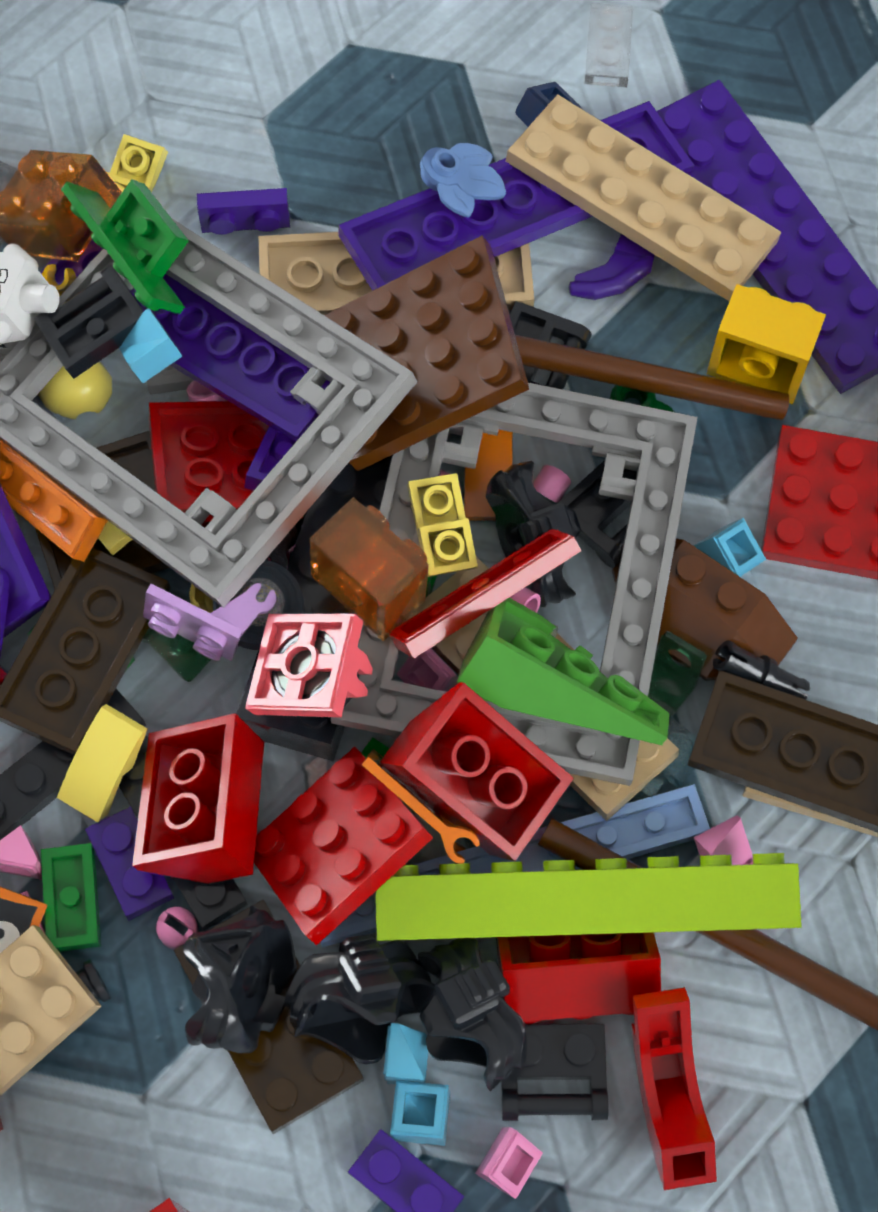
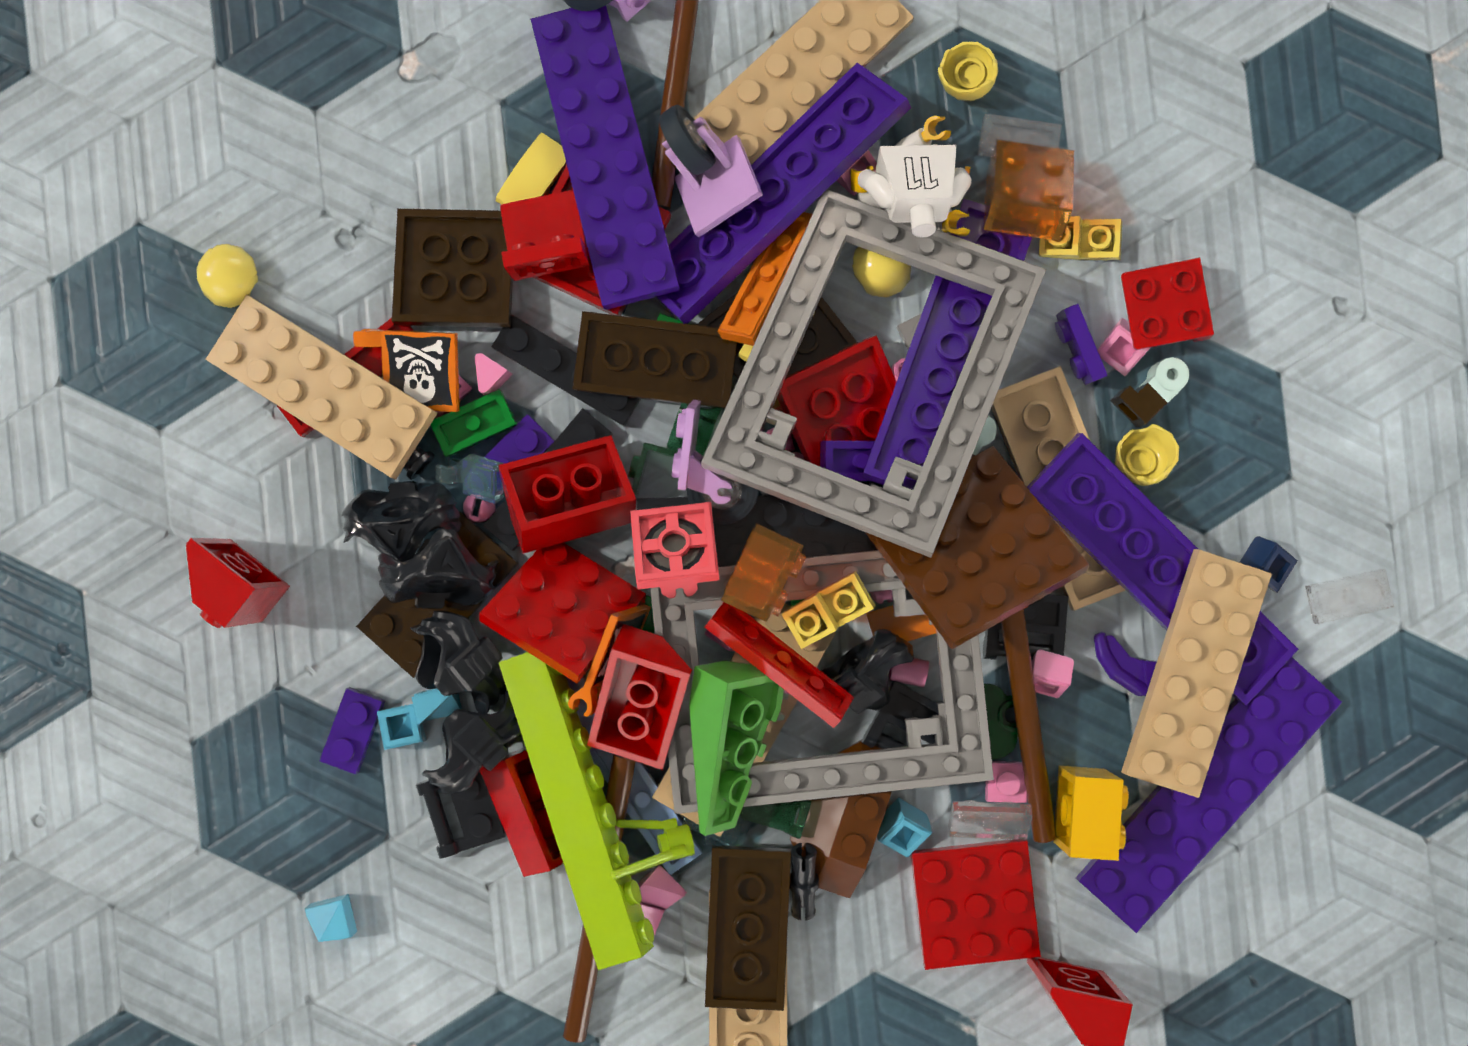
camera: 70 degrees right, 20 degrees up
(91, 322) = (912, 279): black plate -> none
(101, 761) = (574, 410): light yellow slope -> none
(137, 238) = (1001, 277): green bracket -> none
(137, 906) = (478, 475): none -> clear light blue plate
(148, 347) = (904, 326): medium azure slope -> none
(148, 1018) = (400, 518): none -> black piece
(187, 688) = (639, 463): none -> clear green bracket
(233, 112) = (1167, 304): none -> red bracket
(263, 172) = (1118, 348): none -> bright pink slope
(329, 169) = (1161, 385): none -> leg
(386, 176) = (1147, 455): none -> light yellow hair
(461, 176) = (1161, 525): medium blue plate -> none
(509, 1162) = (390, 796): bright pink slope -> none
(599, 336) = (1051, 673): none -> bright pink slope
(670, 1089) = (465, 900): red arch -> none
(672, 808) = (672, 845): none -> lime plant
(712, 429) = (1007, 783): none -> bright pink plate
(747, 455) = (990, 820): none -> clear plate

